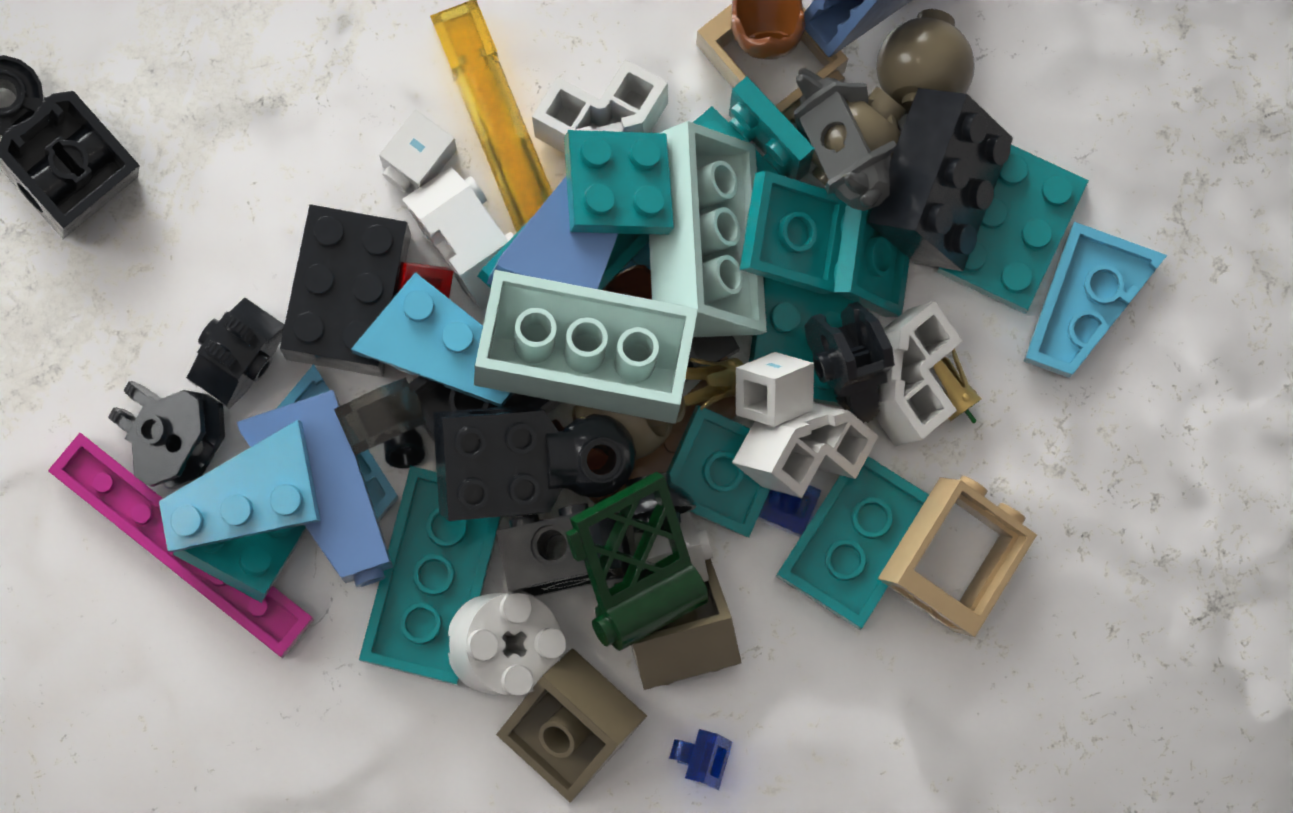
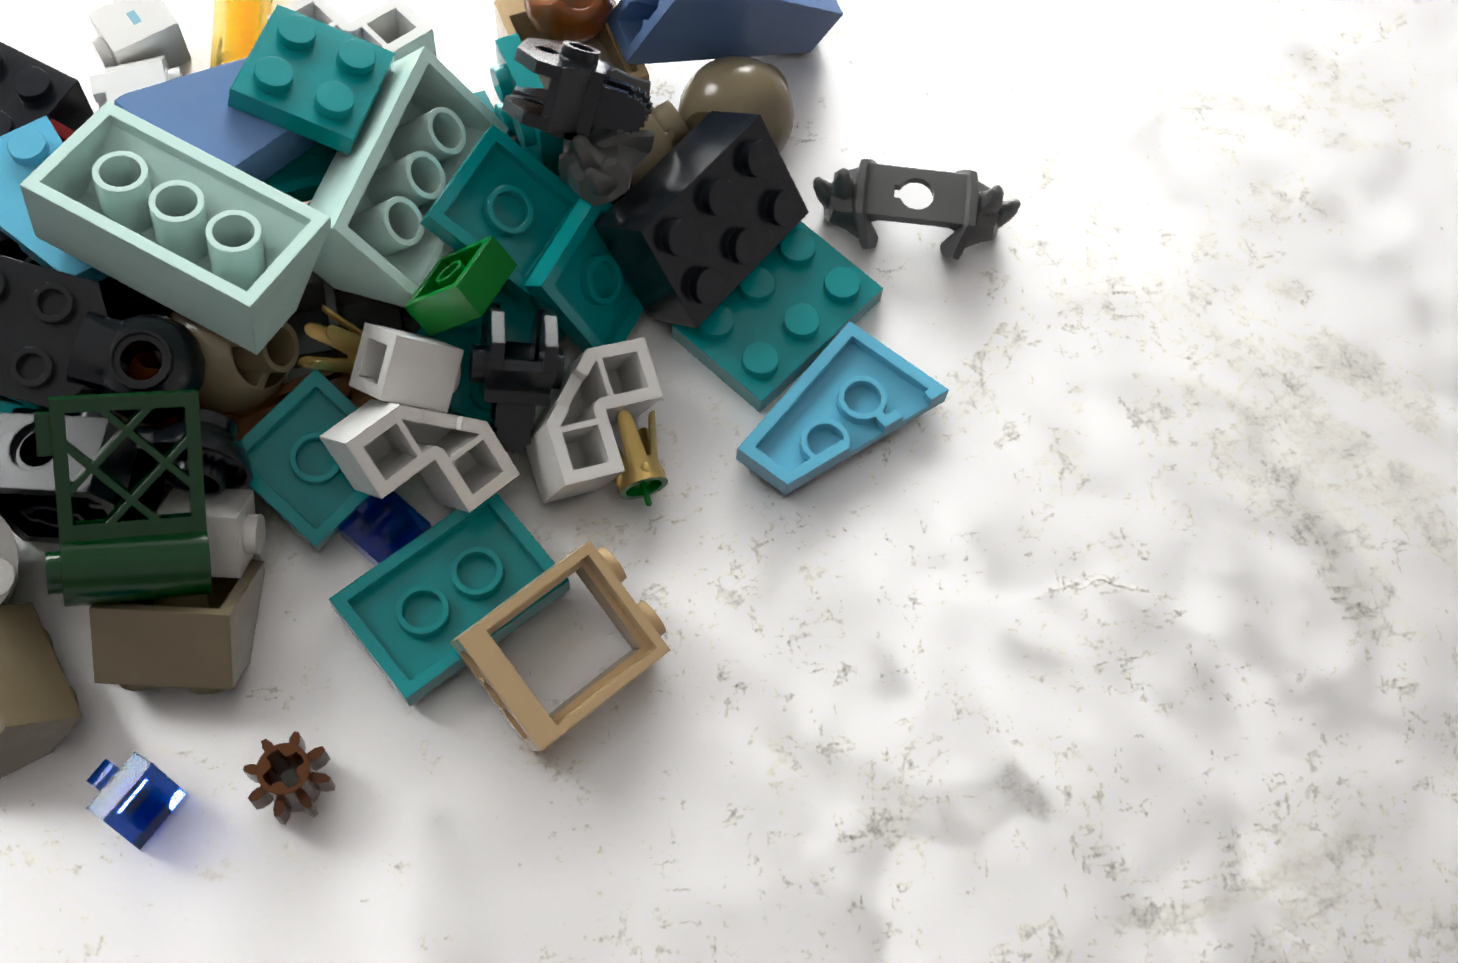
camera: 15 degrees right, 15 degrees down
(790, 311) = (461, 286): none -> green piece
(818, 708) = (279, 759): none -> reddish brown gear
(829, 137) = (577, 94): none -> black hinge
(1050, 102) = (958, 203): none -> dark grey piece

